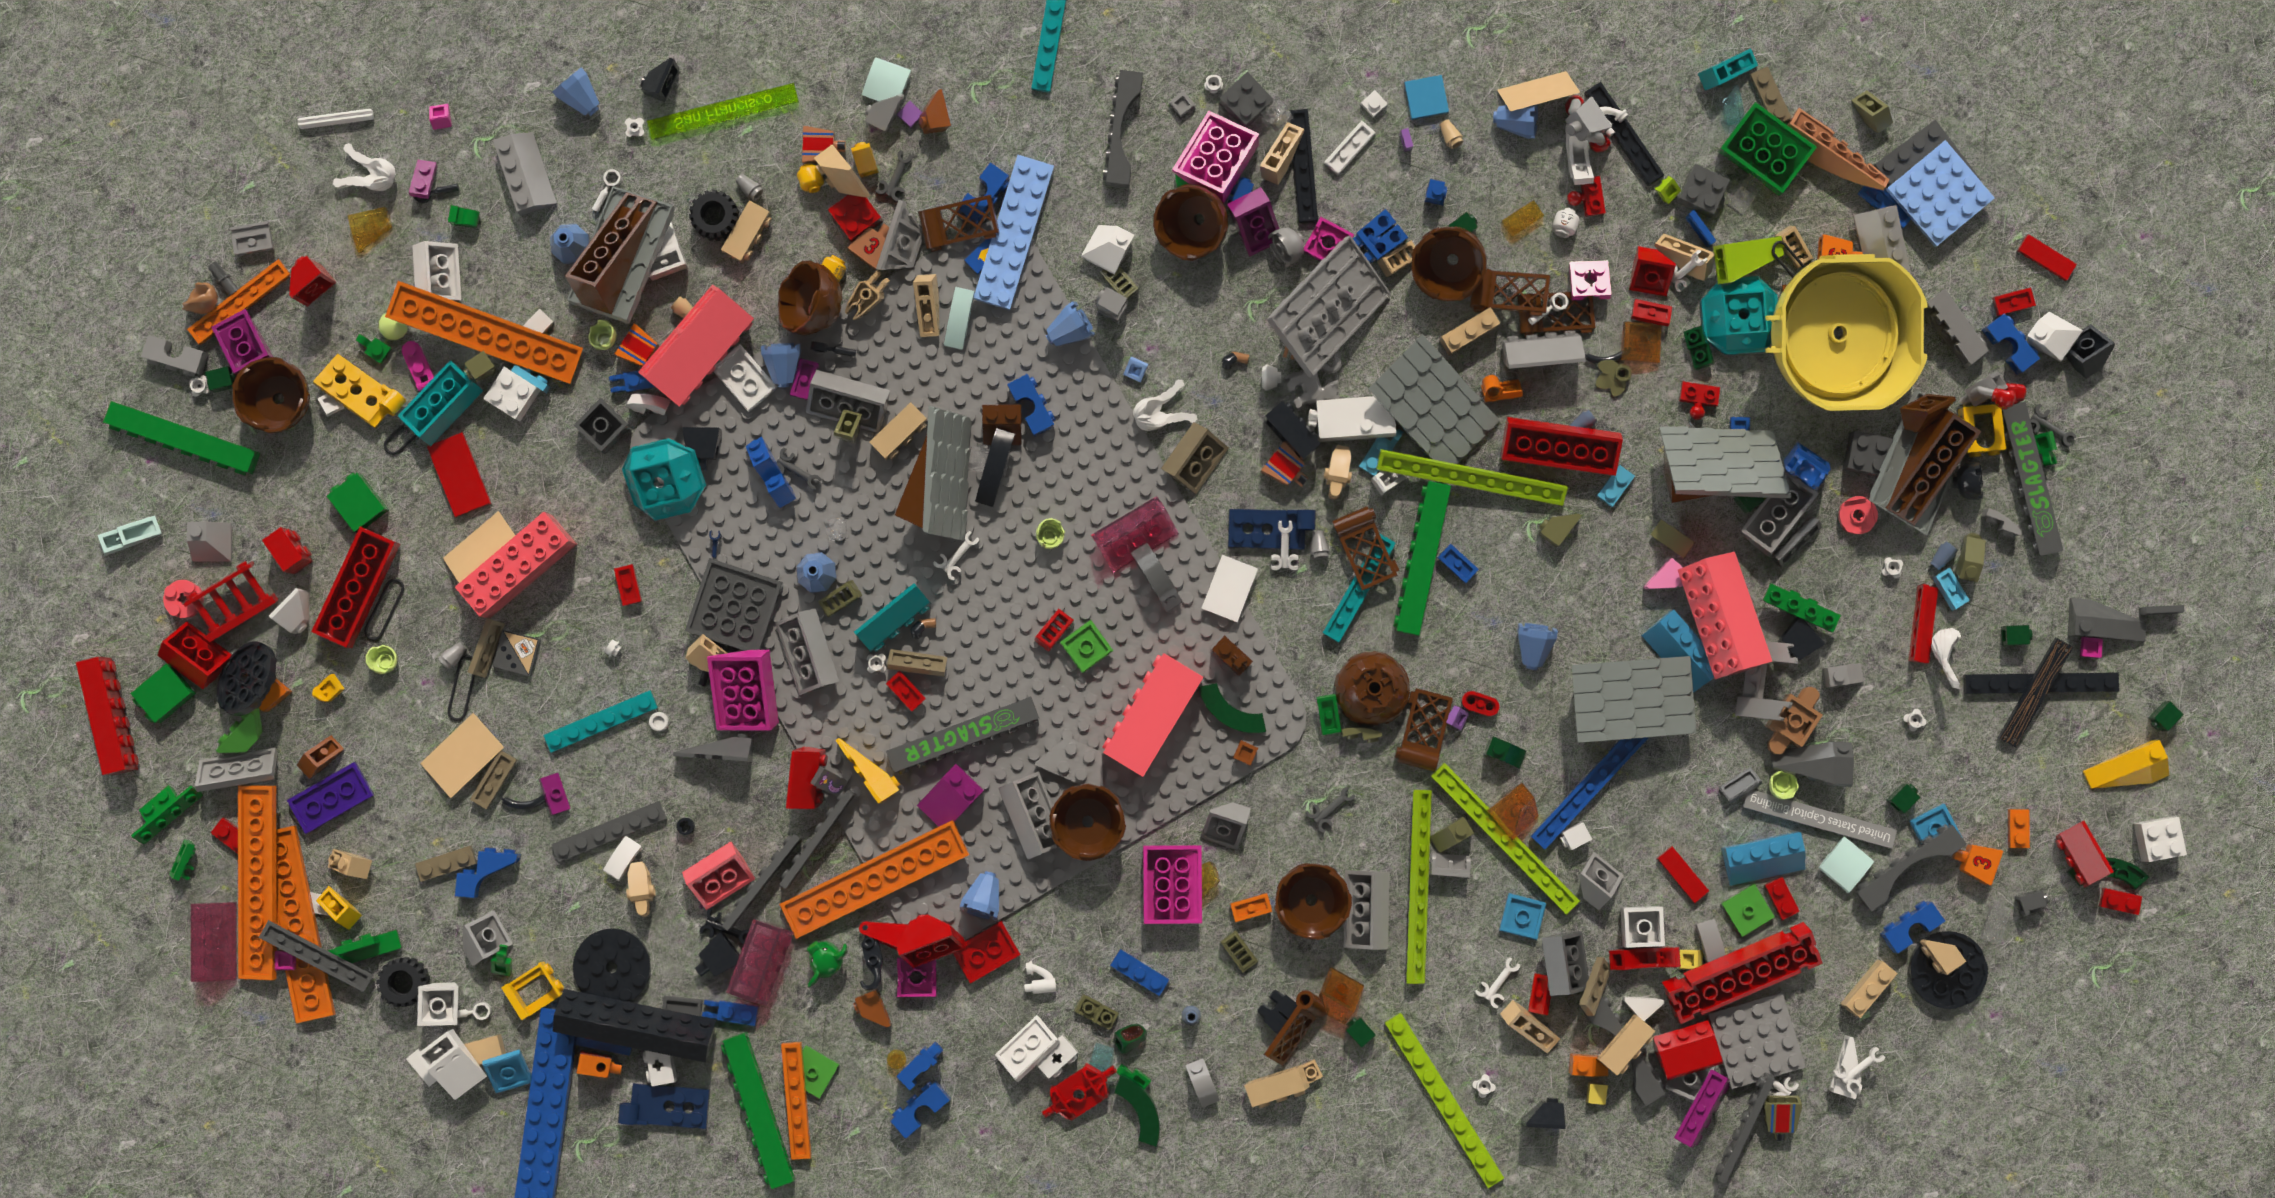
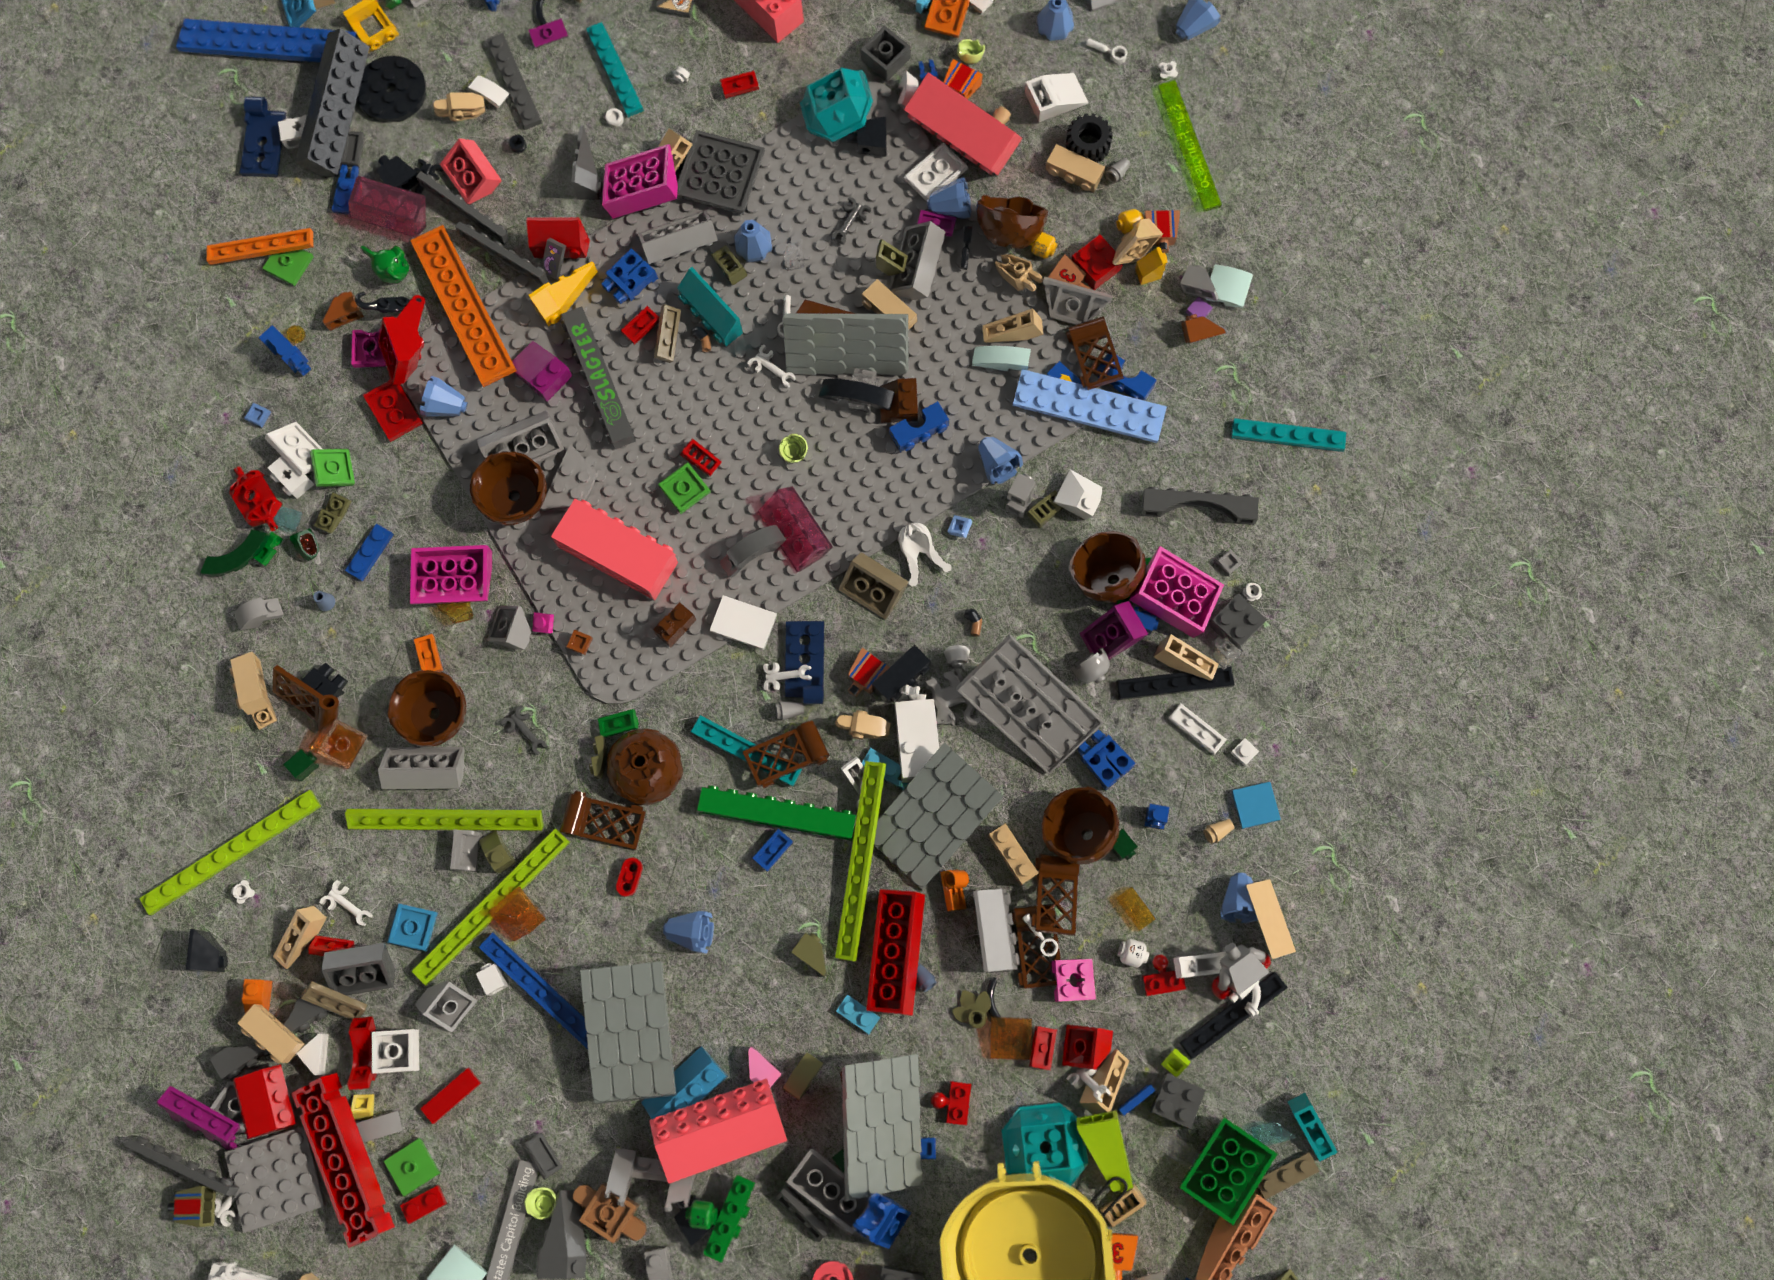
camera: 95 degrees right, 10 degrees down
(588, 1064) = (300, 75): orange torso -> none
(620, 255) = (1043, 53): reddish brown piece -> none
(660, 80) = (1214, 88): black slope -> none
(714, 543) = (780, 154): dark blue hand -> none
(758, 1110) = (253, 216): green brick -> none
(770, 472) = (851, 190): blue arch -> none
(855, 707) = (629, 276): none -> blue hips
(881, 664) = (667, 294): white plate -> none
(891, 189) = (1125, 294): dark grey bar -> none
(898, 539) = (786, 309): none -> white piece
(932, 1096) = (256, 366): blue arch -> none
(985, 1096) = (257, 415): none -> medium blue tile
(1040, 986) = (359, 463): white plant -> none
(1049, 1012) = (332, 467): none -> bright green plate
(1222, 791) = (543, 622): none -> dark pink plate
(1229, 715) = (612, 634): dark green tile -> none
(1229, 938) = (389, 650): olive slope -> none
(1322, 230) = (1110, 703): dark pink brick -> none
(1388, 264) = (1071, 772): tan slope -> none
(1406, 140) = (1209, 784): medium lavender tile -> none
(1457, 717) = (614, 853): medium lavender plate -> none
(1504, 752) = (579, 903): dark green slope -> none
(1596, 1093) = (228, 1009): light yellow slope -> none
(1698, 347) = (1008, 1101): dark green slope -> none
(1764, 858) = (466, 1183): dark azure slope -> none
(1799, 631) = (701, 1214): none -> green head

